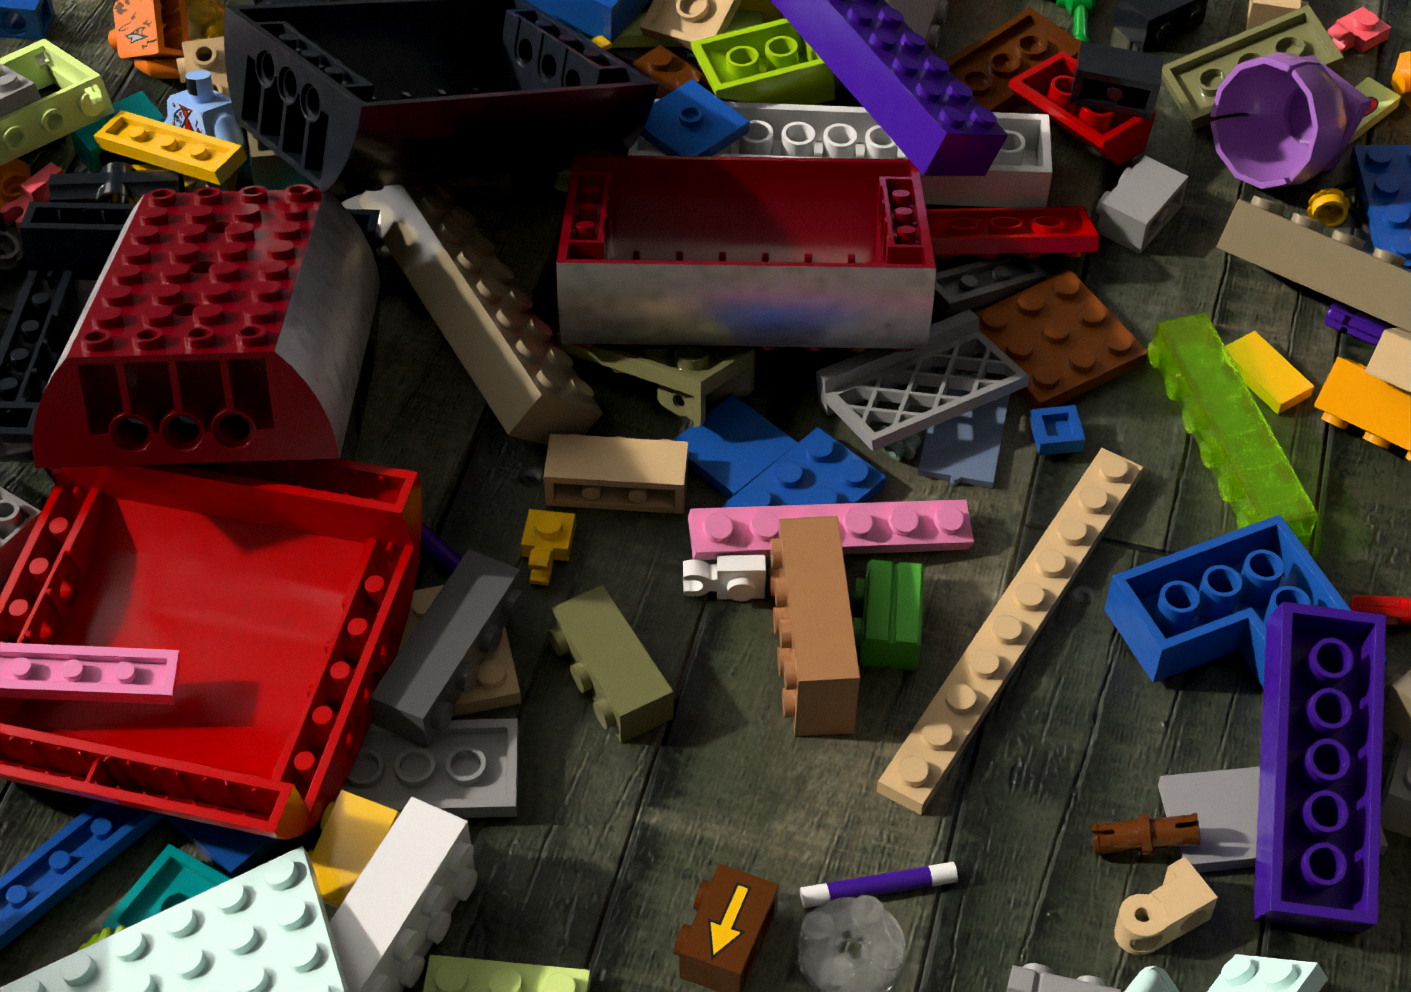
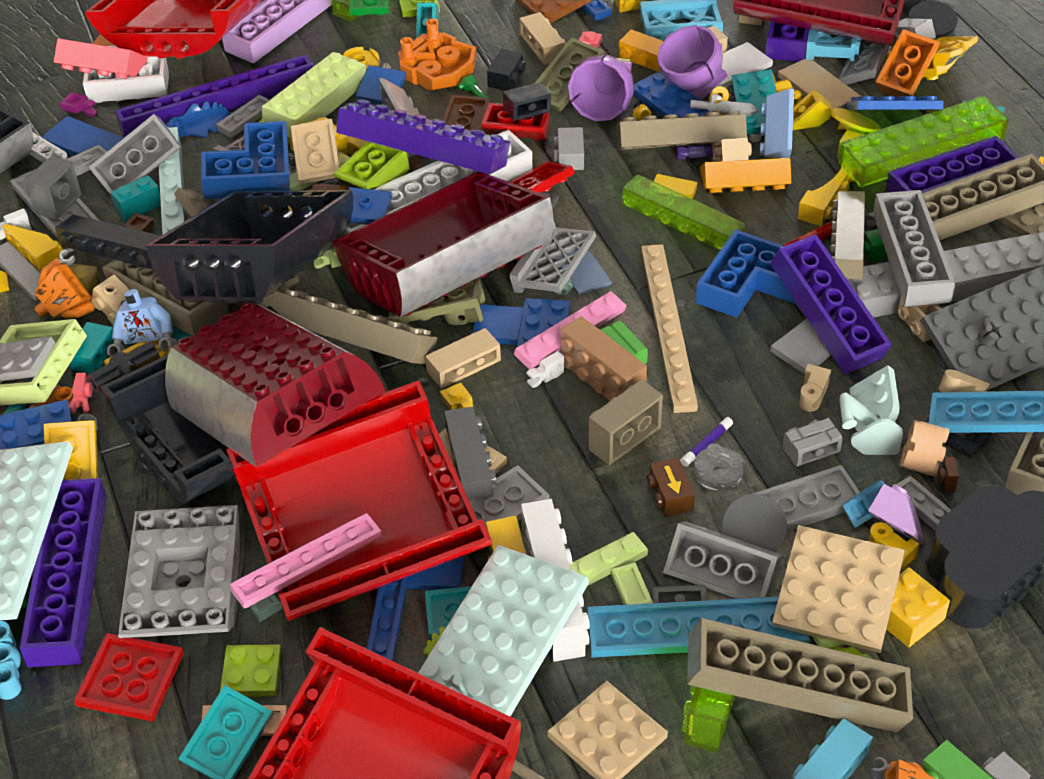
camera: 35 degrees left, 5 degrees down
(171, 147) = (137, 333): yellow plate -> none
(610, 664) = (533, 425): olive brick -> none
(752, 757) = (625, 422): none -> dark tan brick
(1057, 430) = (618, 248): blue plate -> none
(1061, 339) = (588, 213): dark orange plate -> none
(1146, 834) = (785, 366): reddish brown pin -> none

